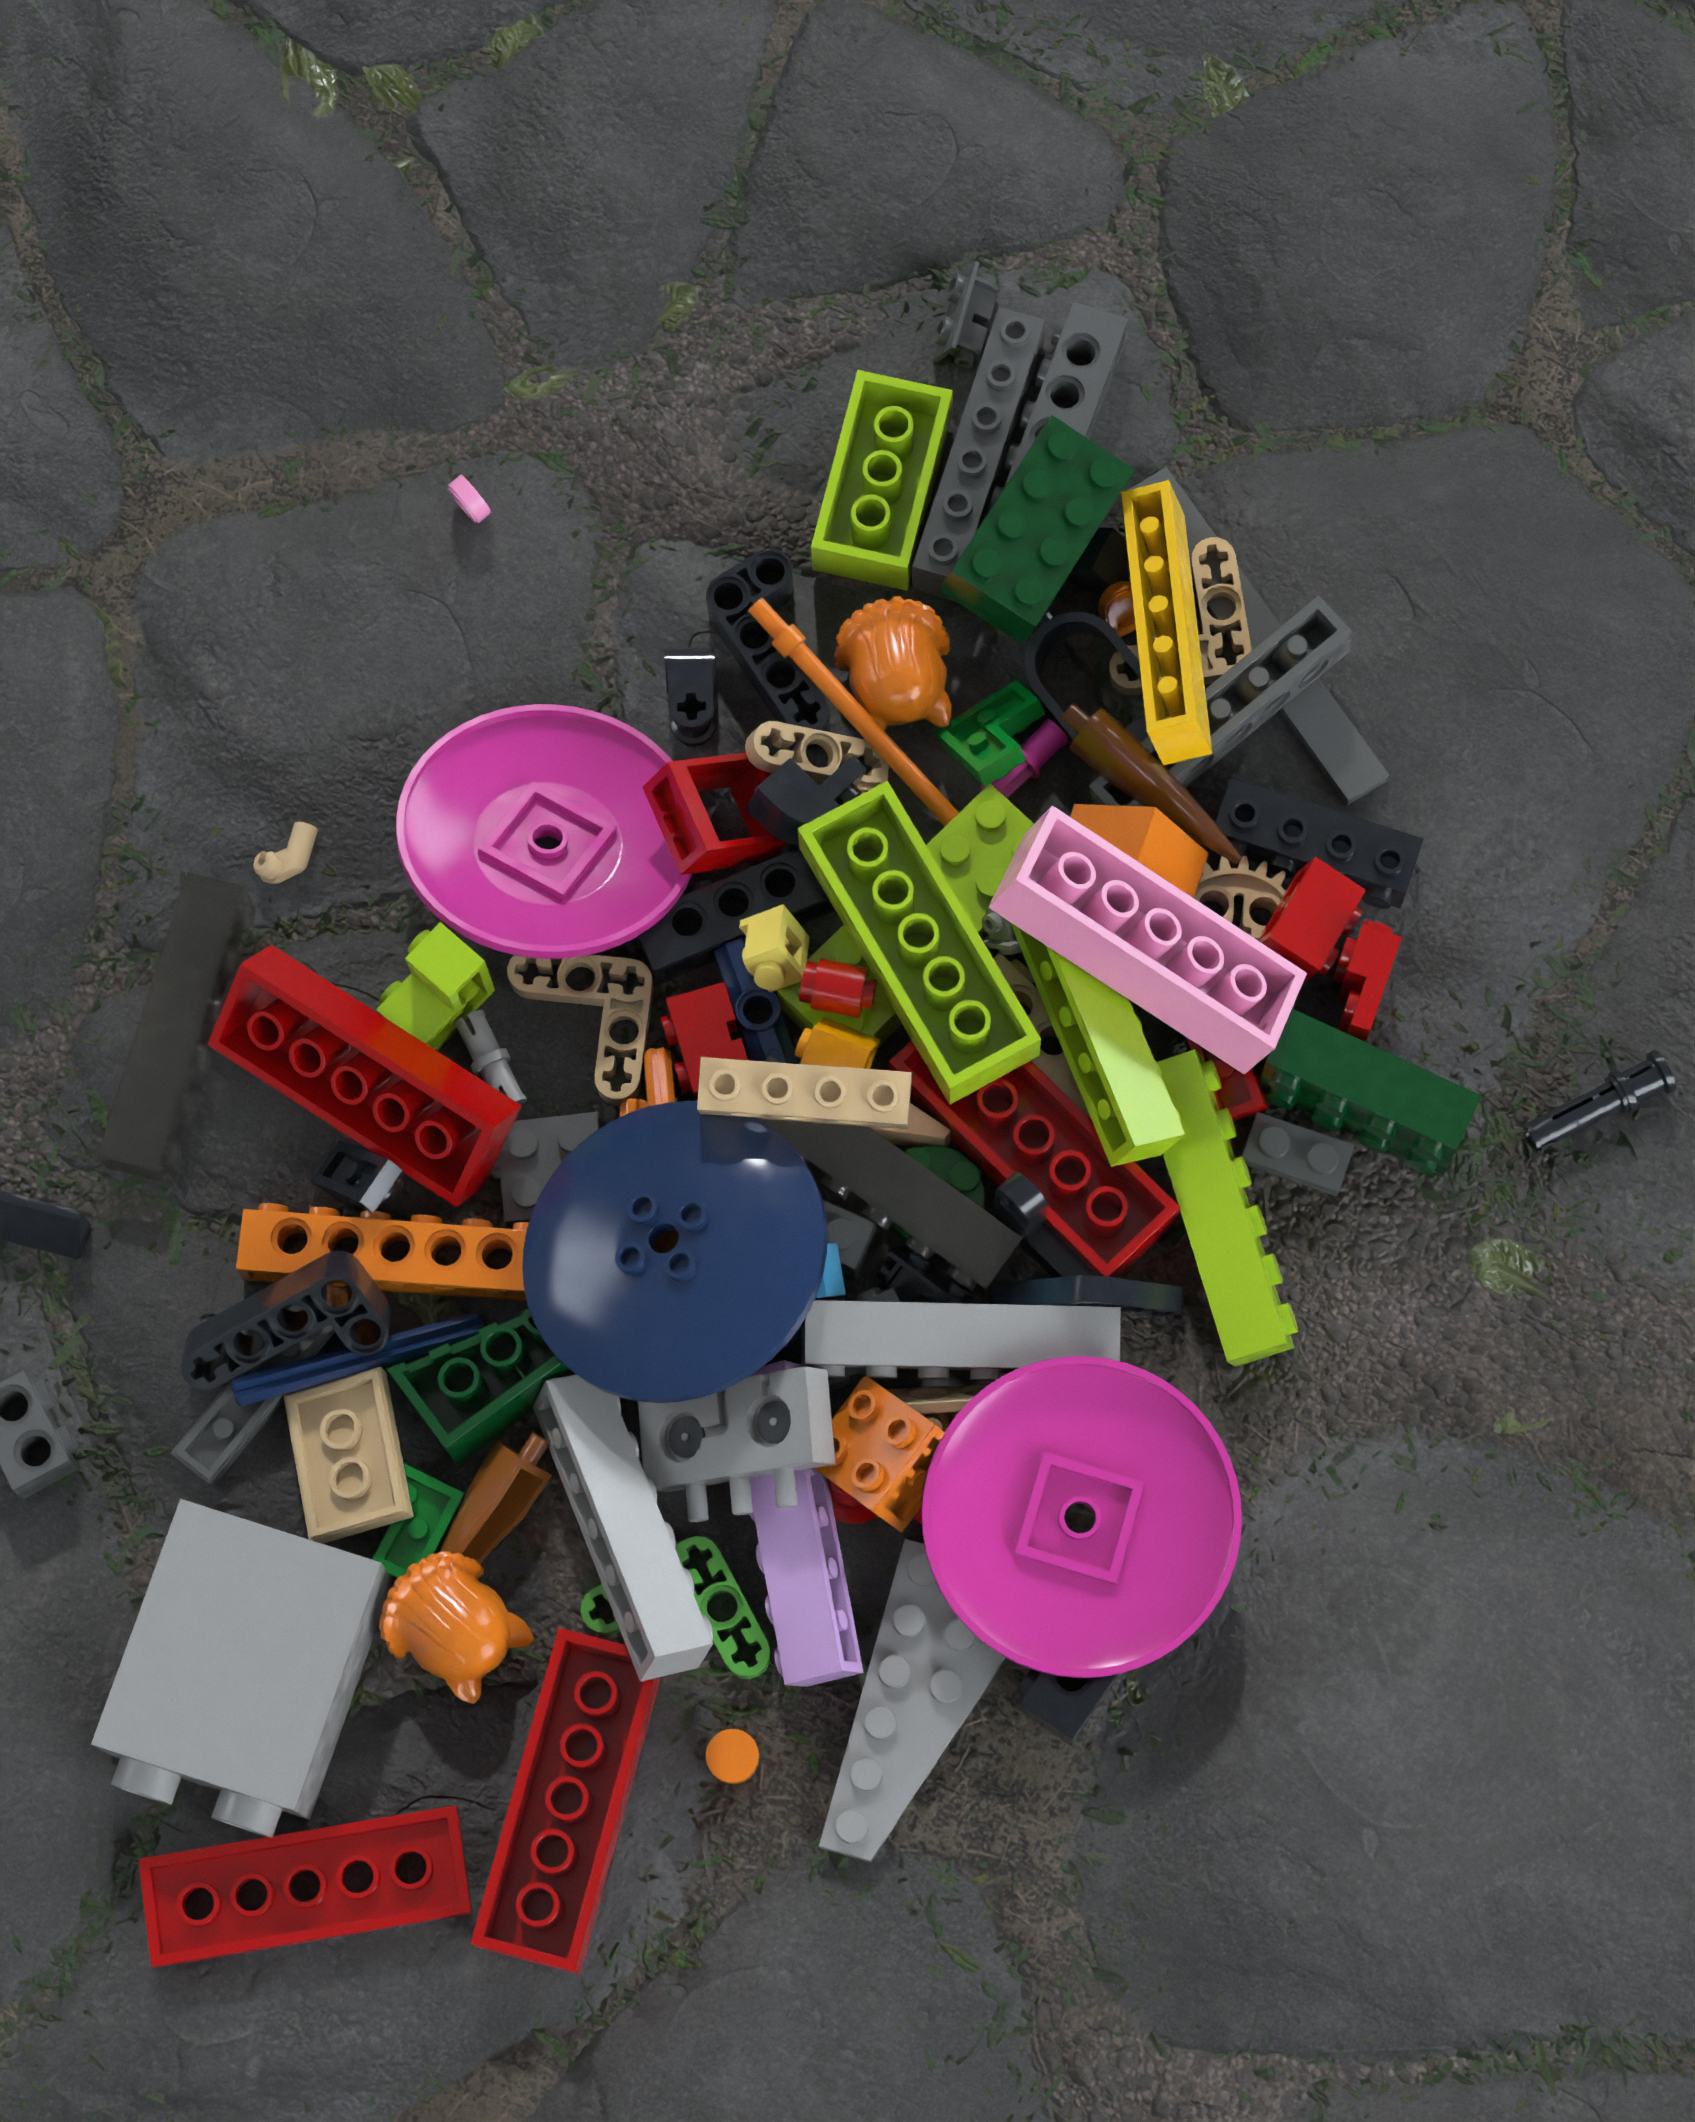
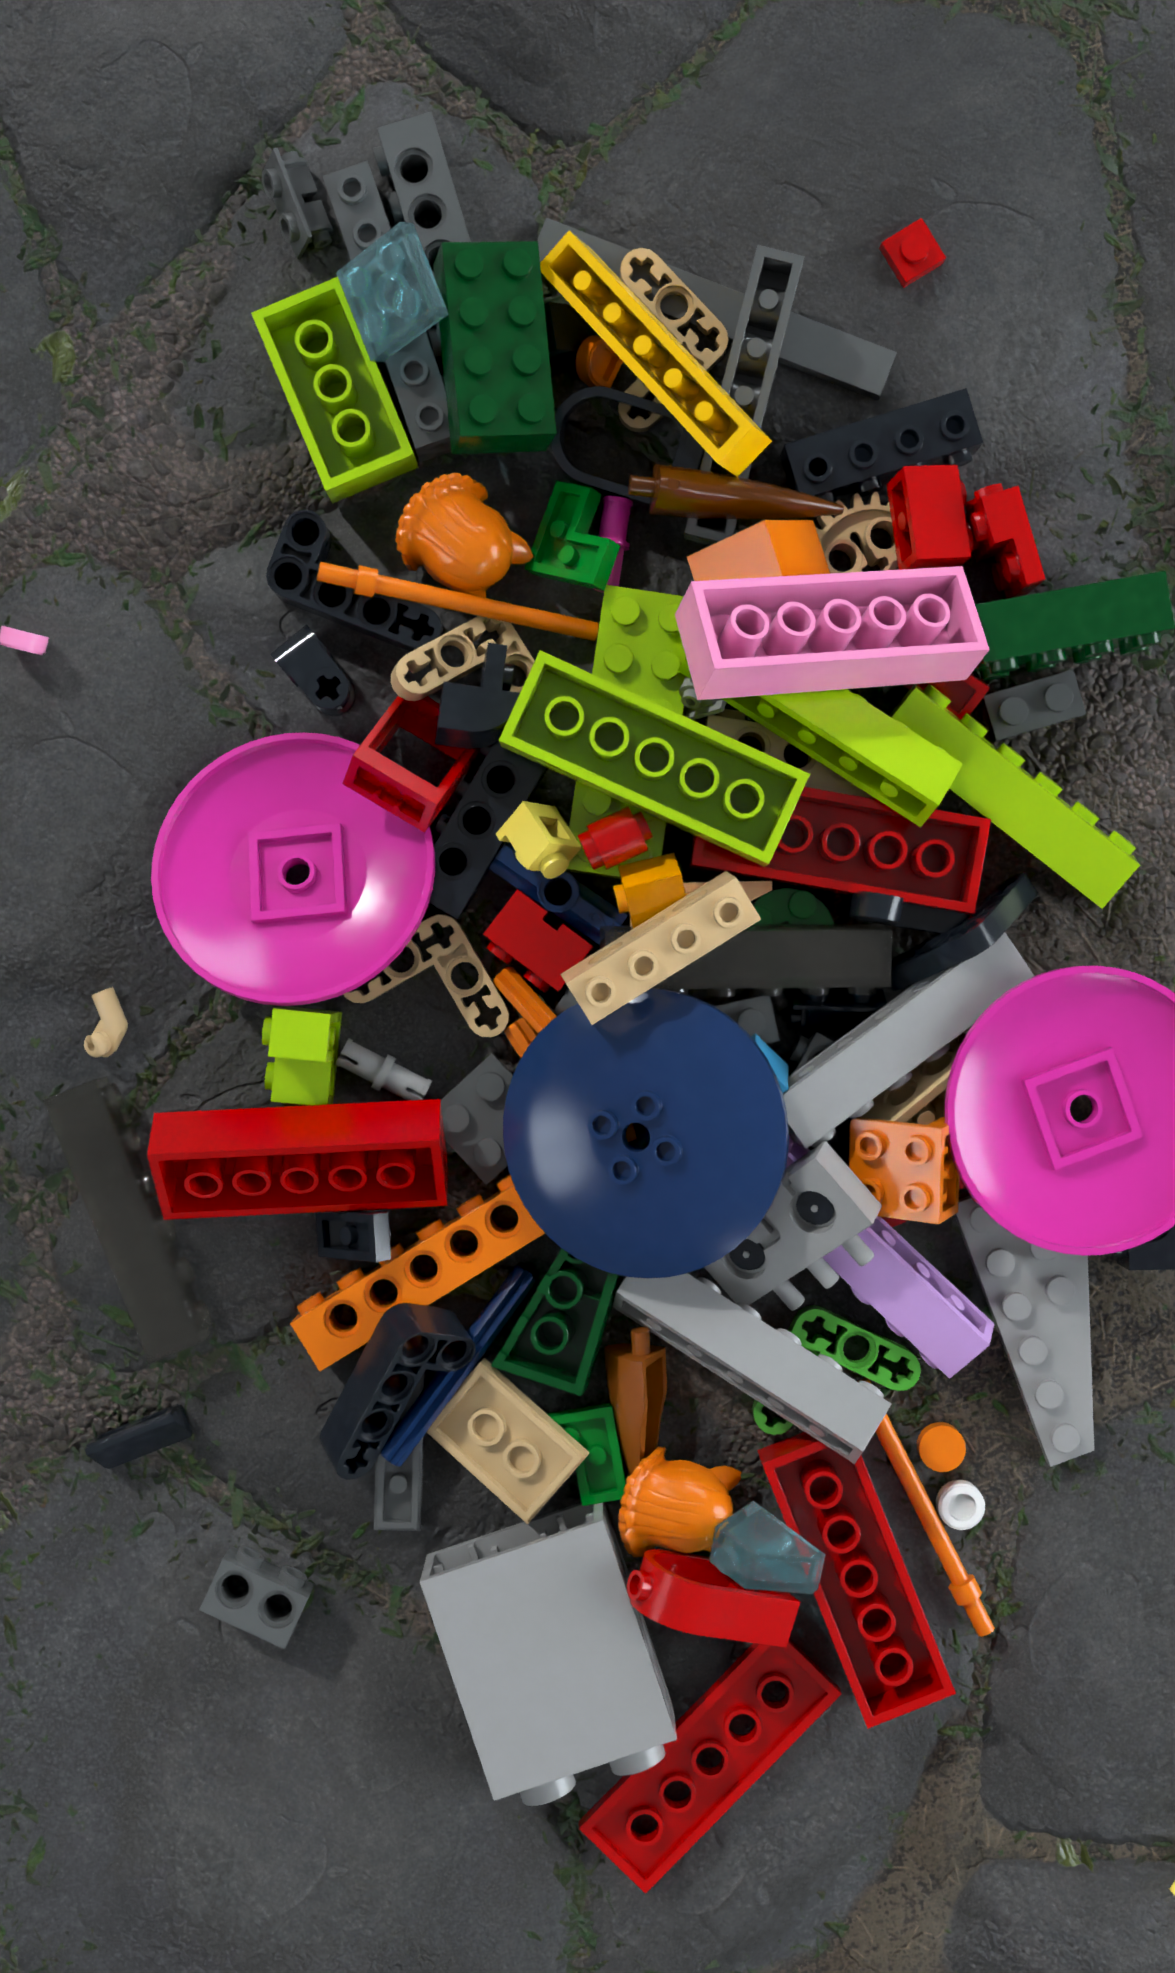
camera: 35 degrees left, 15 degrees up
(421, 1709) = (702, 1601): none -> red window
(499, 1709) = (765, 1553): none -> clear light blue slope
(656, 1904) = (963, 1585): none -> orange bar
(710, 1824) = (960, 1504): none -> white tile
(983, 428) = (392, 292): none -> clear light blue plate
(1463, 705) = (912, 252): none -> red plate

